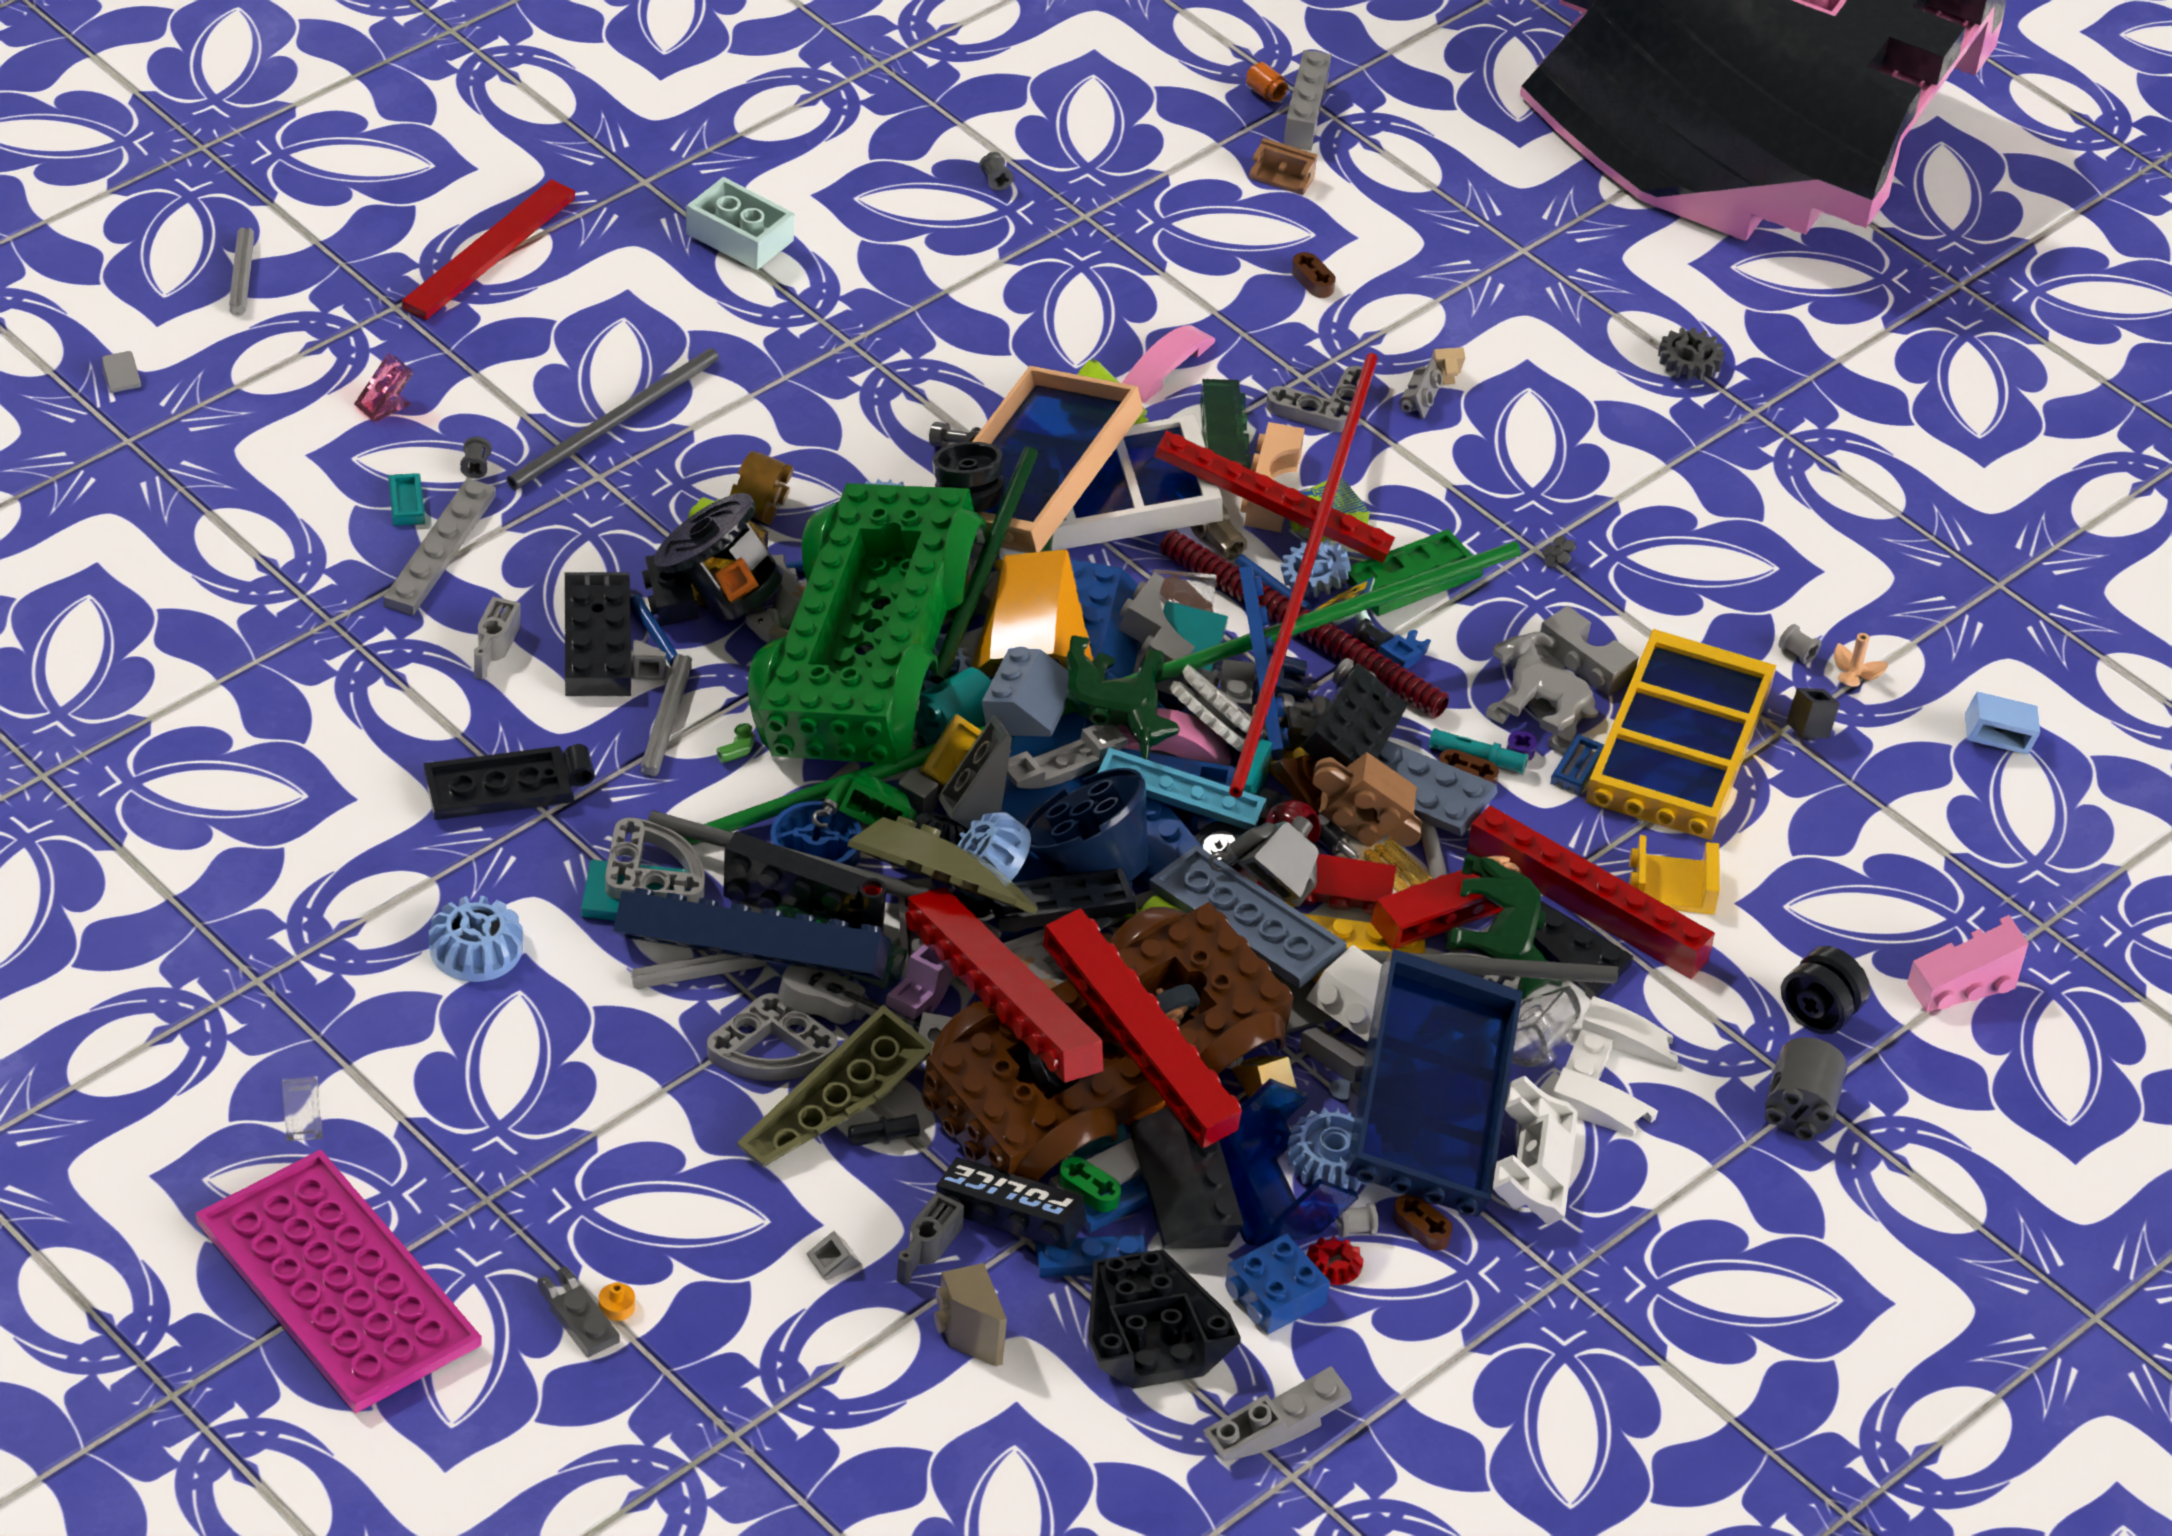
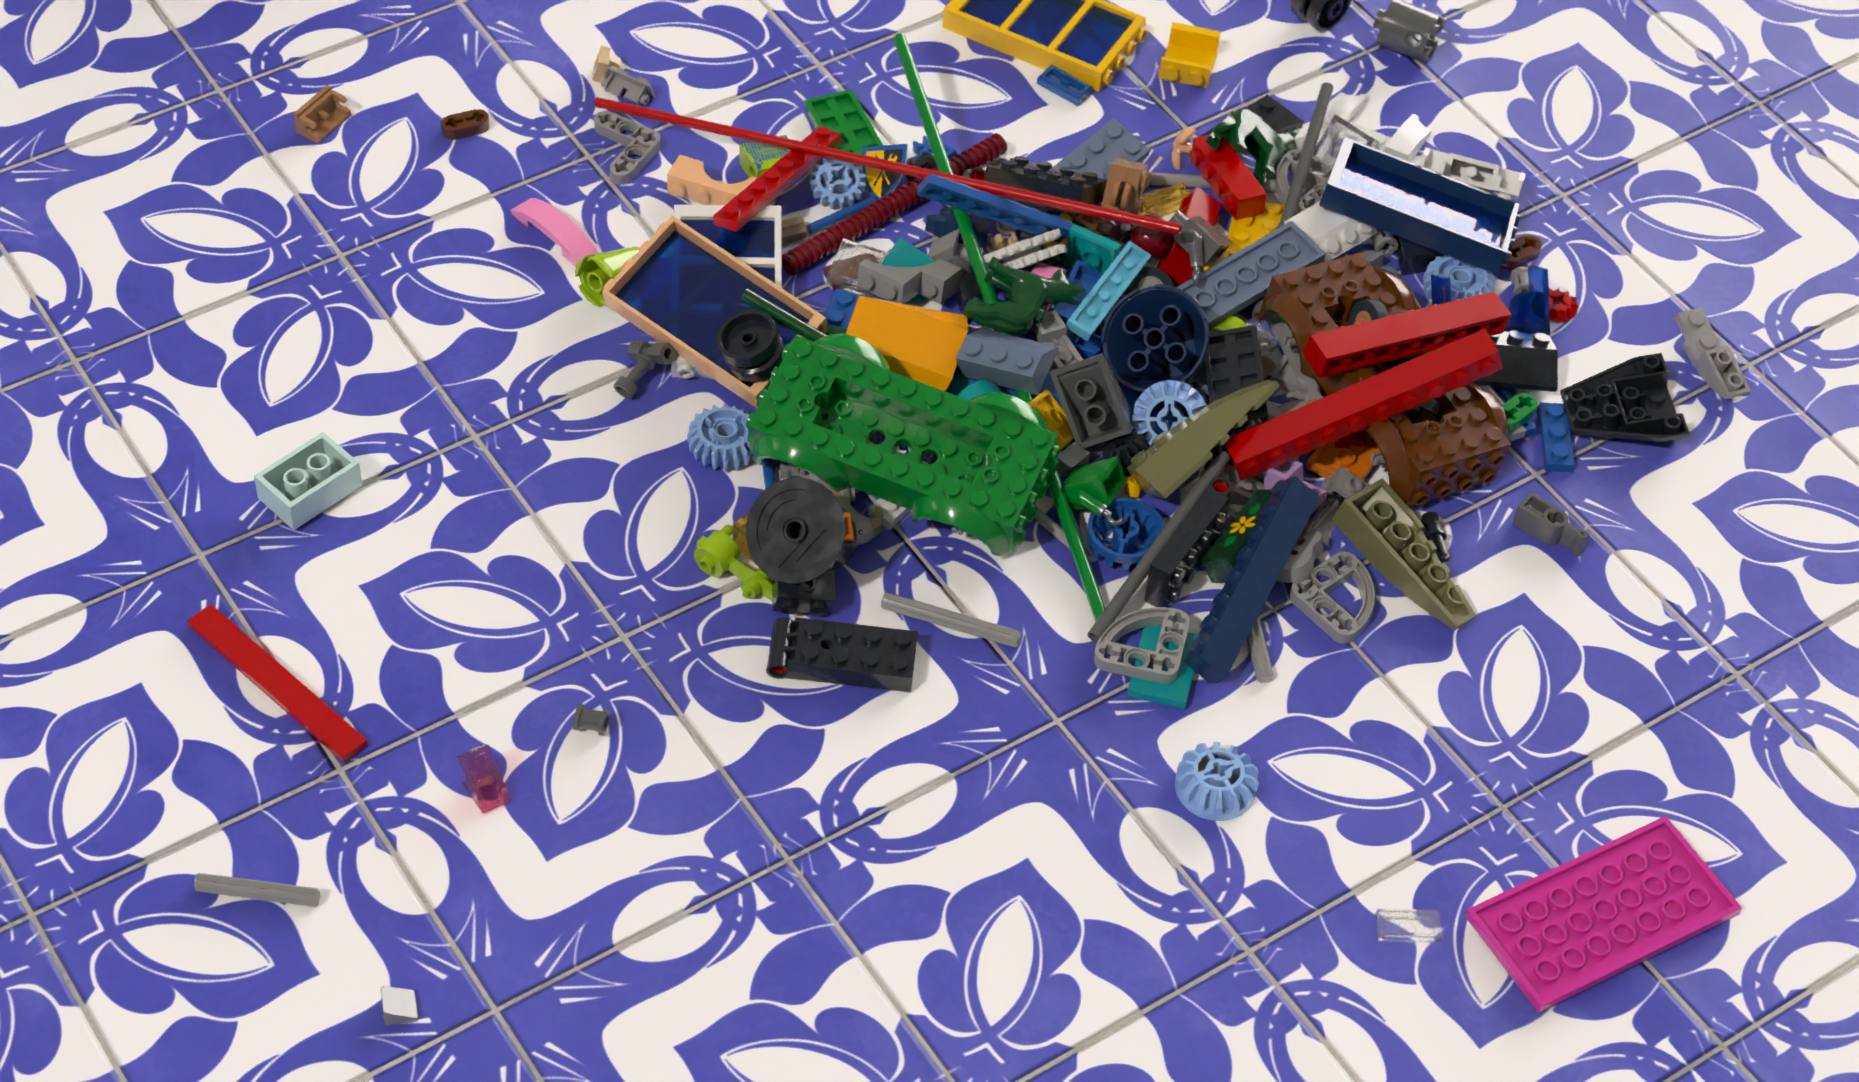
camera: 80 degrees left, 5 degrees up
(406, 499) = (632, 782): teal tile -> none
(439, 546) = (704, 762): light grey plate -> none
(496, 633) = (840, 728): light grey piece -> none
(507, 780) = (1027, 740): black hinge -> none
(579, 1314) = (1627, 754): dark grey hinge -> none
(612, 419) = (552, 615): dark grey piece -> none
(617, 1301) = (1613, 729): light orange tile -> none
(648, 662) = (890, 616): light grey slope -> none
(653, 628) = (853, 613): blue bar -> none
(741, 745) = (994, 573): bright green arm -> none
(765, 482) = (685, 510): pearl gold brick -> none
(833, 1256) = (1562, 588): light grey slope -> none
(971, 1313) = (1636, 501): dark tan slope -> none
(994, 167) = (272, 297): dark grey bush -> none
(1014, 1203) = (1524, 465): black brick -> none
(1223, 419) = (646, 206): clear green brick -> none
(1266, 82) = (202, 104): orange brick -> none
(1277, 1284) = (1587, 335): blue brick -> none
(1306, 99) = (265, 88): light grey arch -> none
(1470, 764) = (1062, 141): reddish brown beam -> none
(1499, 756) = (1053, 126): teal pin -> none
(1522, 738) = (1046, 111): dark purple bush -> none
(1543, 688) = (990, 84): light grey animal -> none
(1558, 552) = (834, 47): dark grey plant -> none
(1594, 893) = (1210, 98): red brick -> none
(1602, 666) = (968, 48): light grey arch -> none

